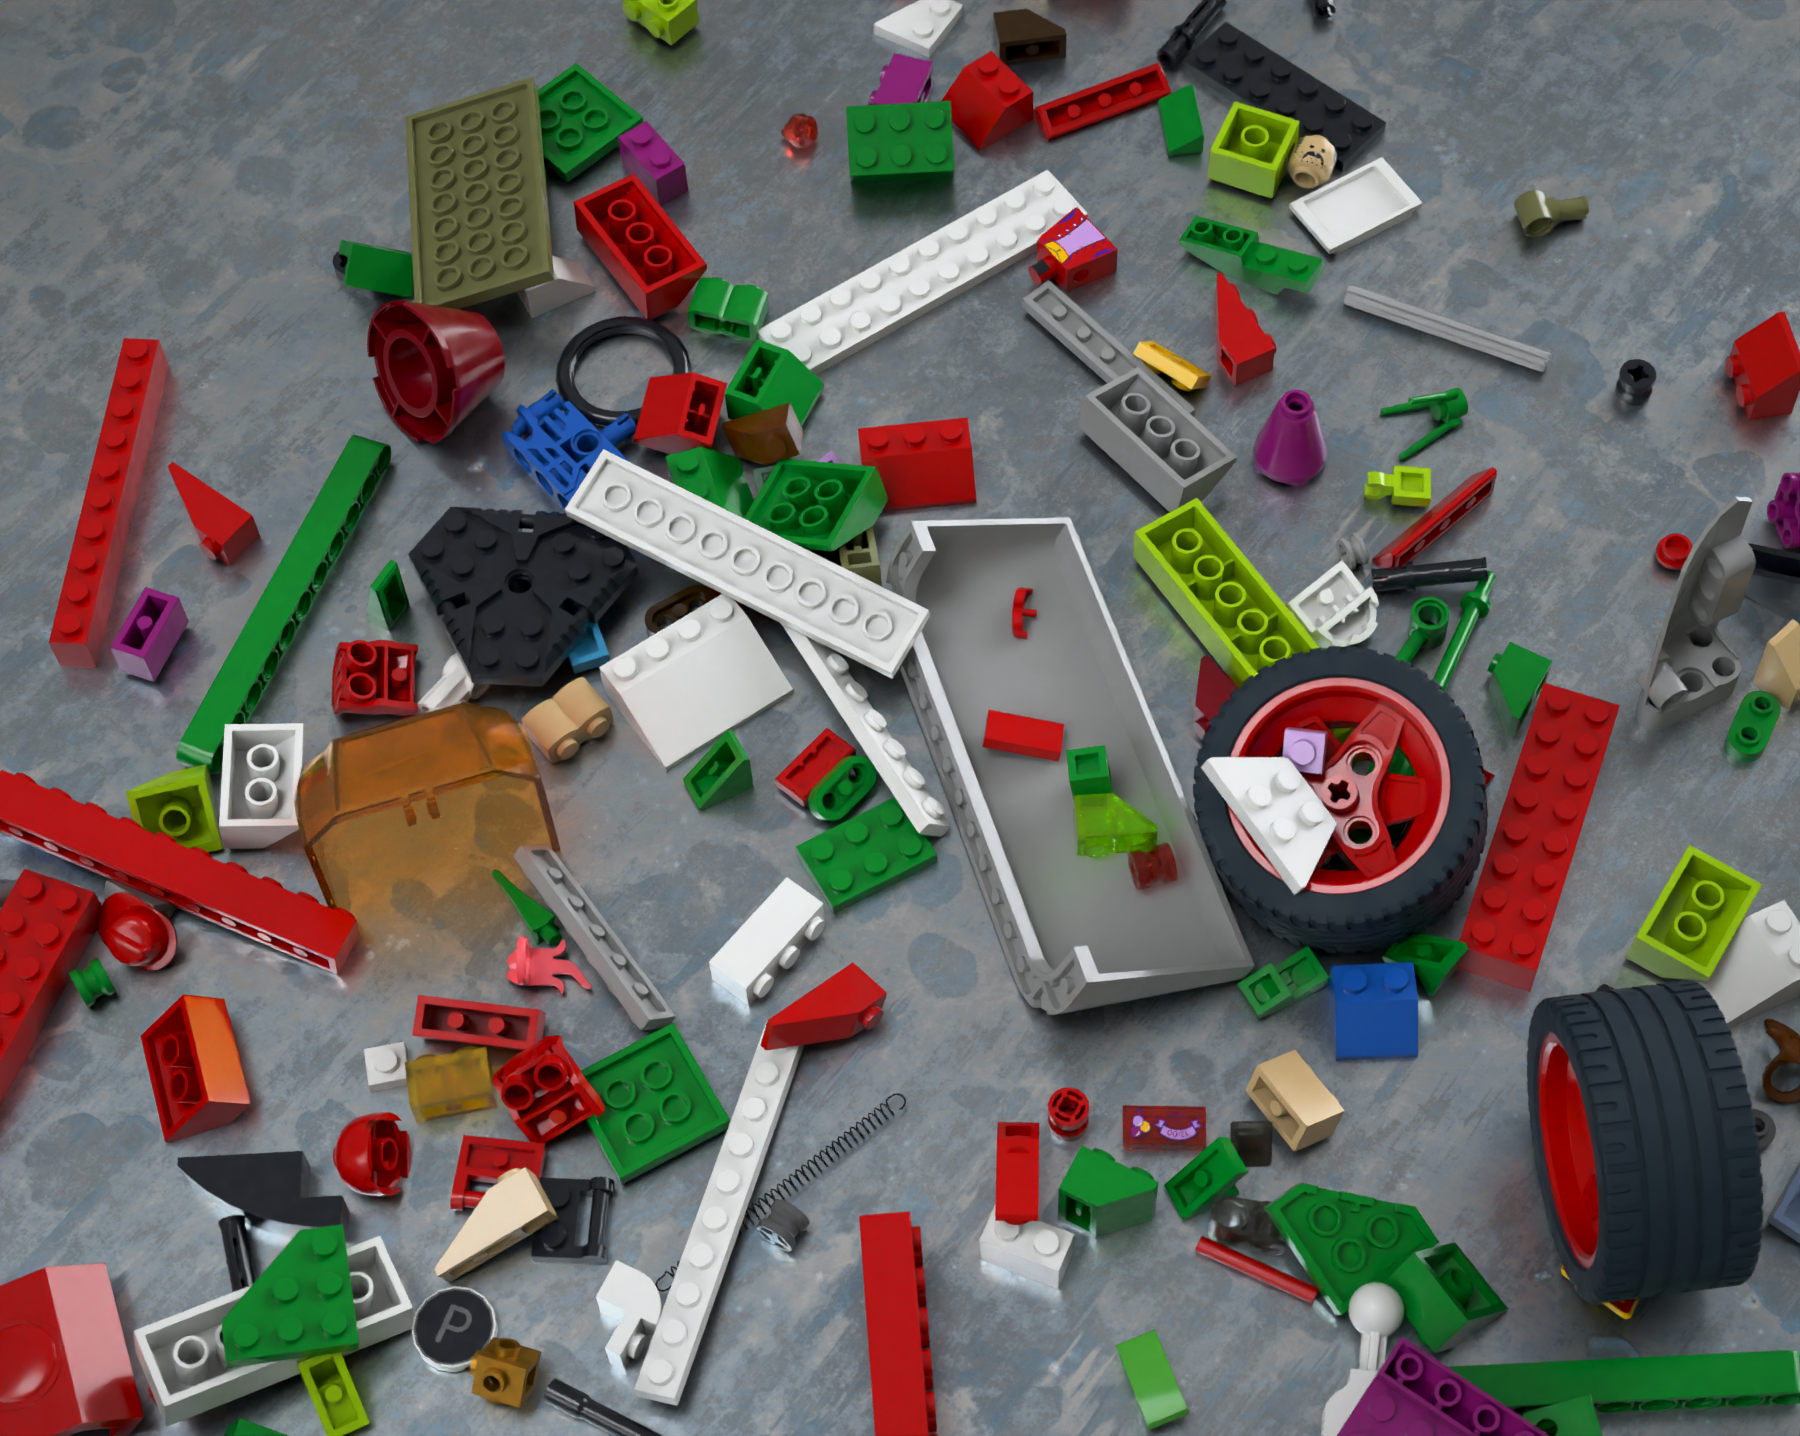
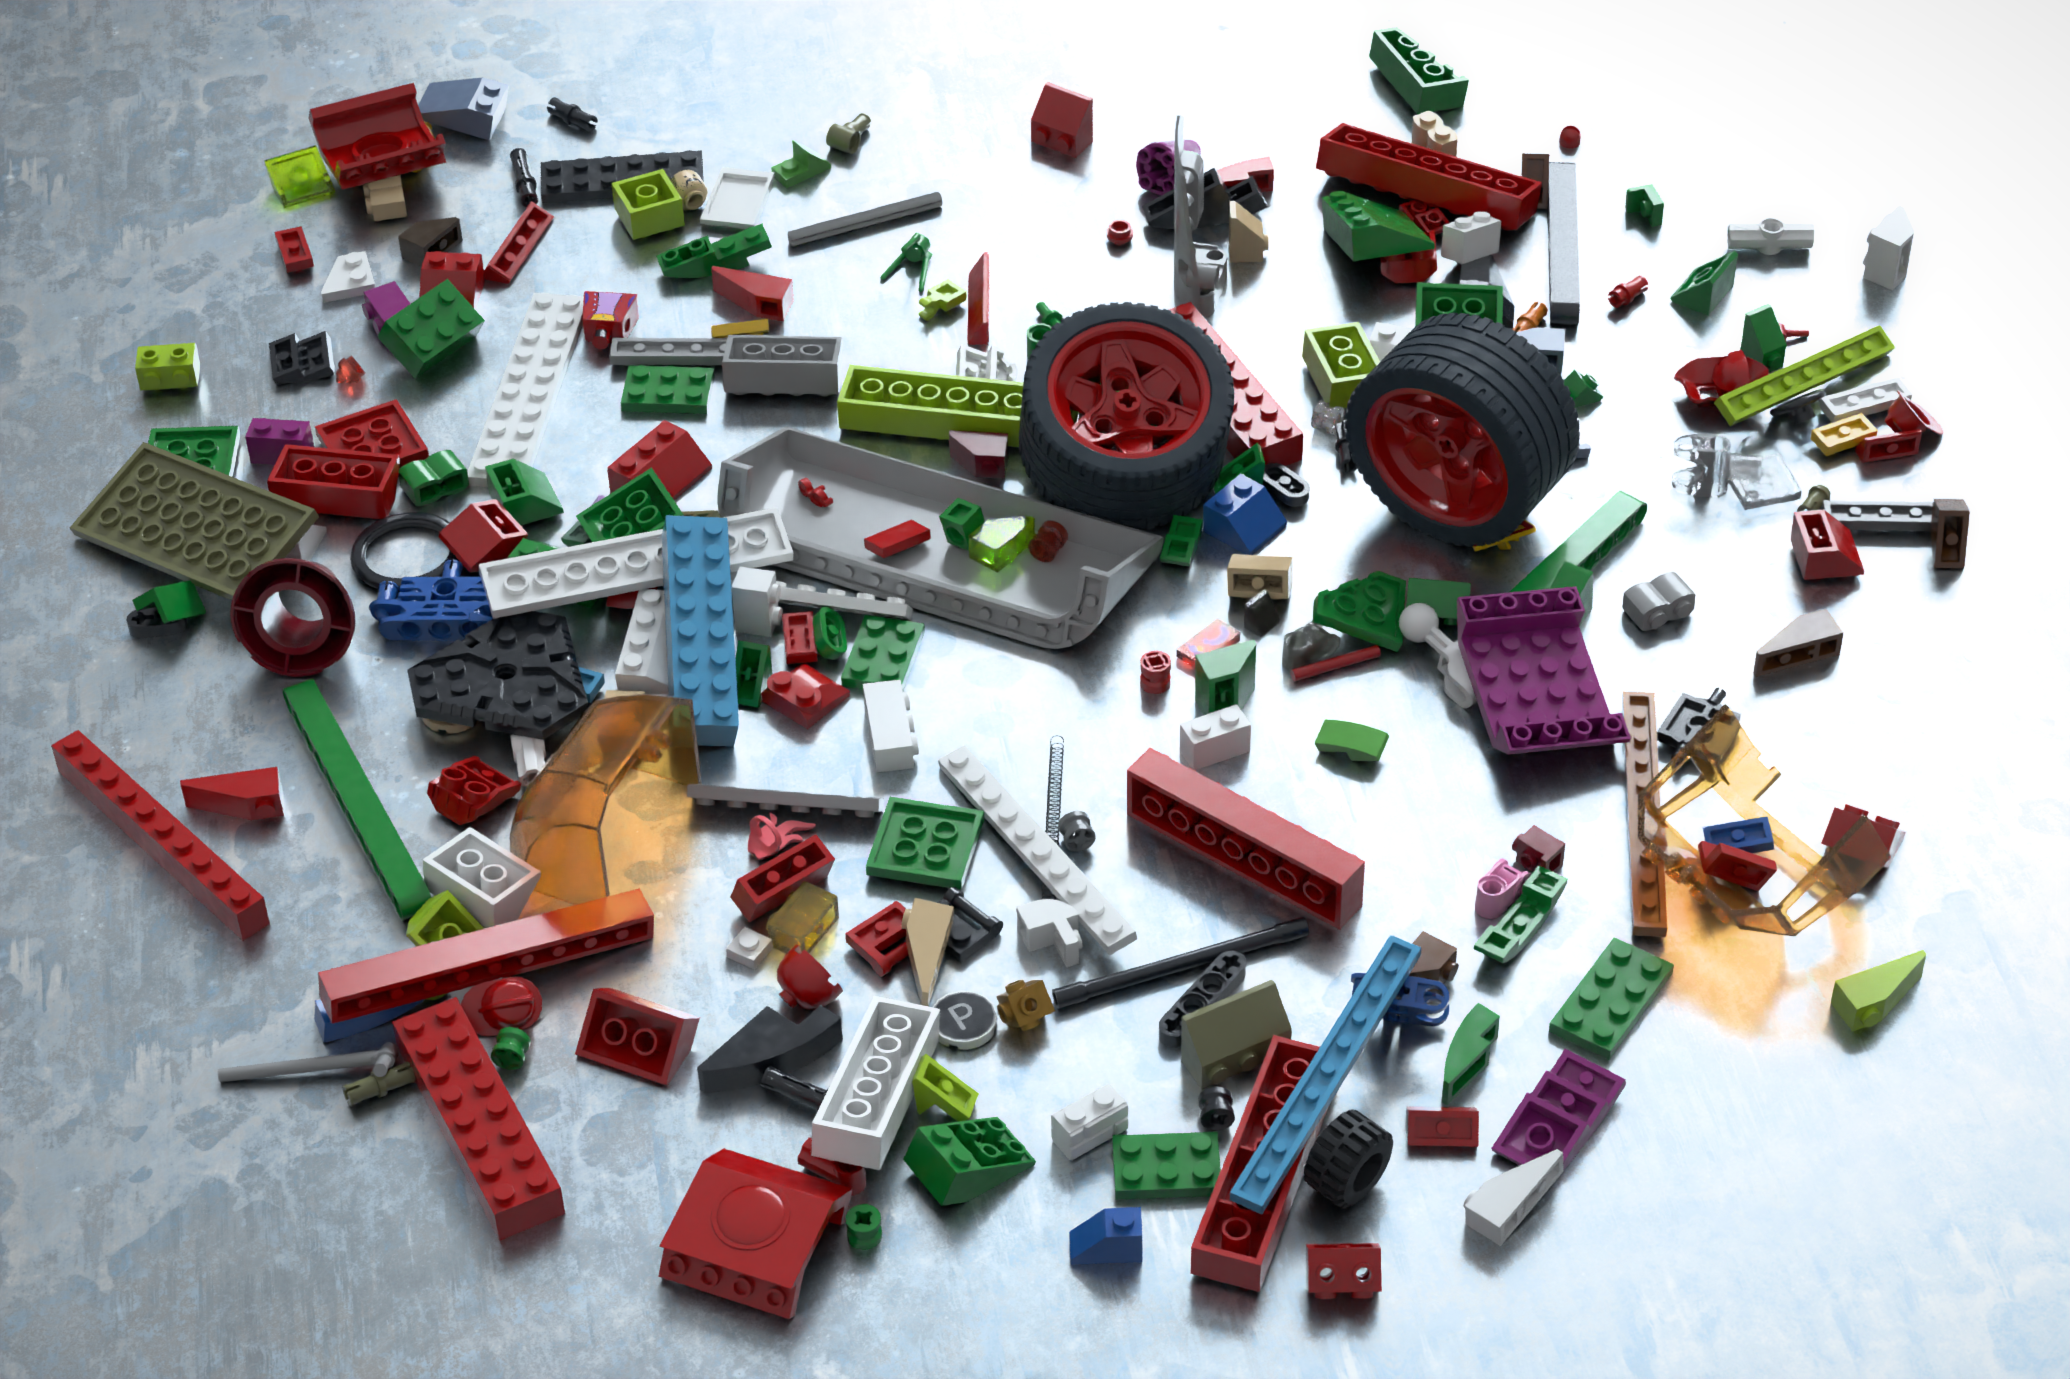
camera: 50 degrees left, 15 degrees down
(149, 634) = (294, 869): magenta brick -> none
(296, 1305) = (882, 1046): green plate -> none
(387, 597) = (423, 746): green slope -> none
(537, 918) = (734, 819): green piece -> none
(546, 1090) = (867, 868): red slope -> none
(676, 607) = (614, 629): dark brown plate -> none
(706, 687) = (701, 624): none -> dark azure brick
(733, 223) = (375, 430): none -> red plate
(750, 833) = (803, 694): none -> red slope
(765, 435) = (552, 510): reddish brown slope -> none
(782, 83) = (301, 360): none -> black slope
(808, 695) = (756, 601): none -> white brick
(828, 1012) = (973, 720): red slope -> none
(1017, 1172) = (1170, 700): red slope -> none
(1036, 378) = (667, 389): none -> green plate
(1182, 122) = (582, 222): green slope -> none
(1207, 1179) = (1266, 630): green slope -> none
(1276, 811) = (1114, 425): white wing -> none
(1291, 441) = (858, 311): magenta cone -> none
(1305, 749) = (1087, 394): lavender plate -> none
(1352, 551) = (954, 335): light grey bush -> none
(1429, 574) = (1004, 330): black pin -> none
(1463, 216) = (801, 166): none -> bright green slope
(1464, 1011) = (1286, 485): none -> black plate
(1605, 966) = (1327, 417): none -> clear wheel
(1639, 390) = (999, 175): black wheel -> none
(1754, 723) = (1256, 277): green plate -> none

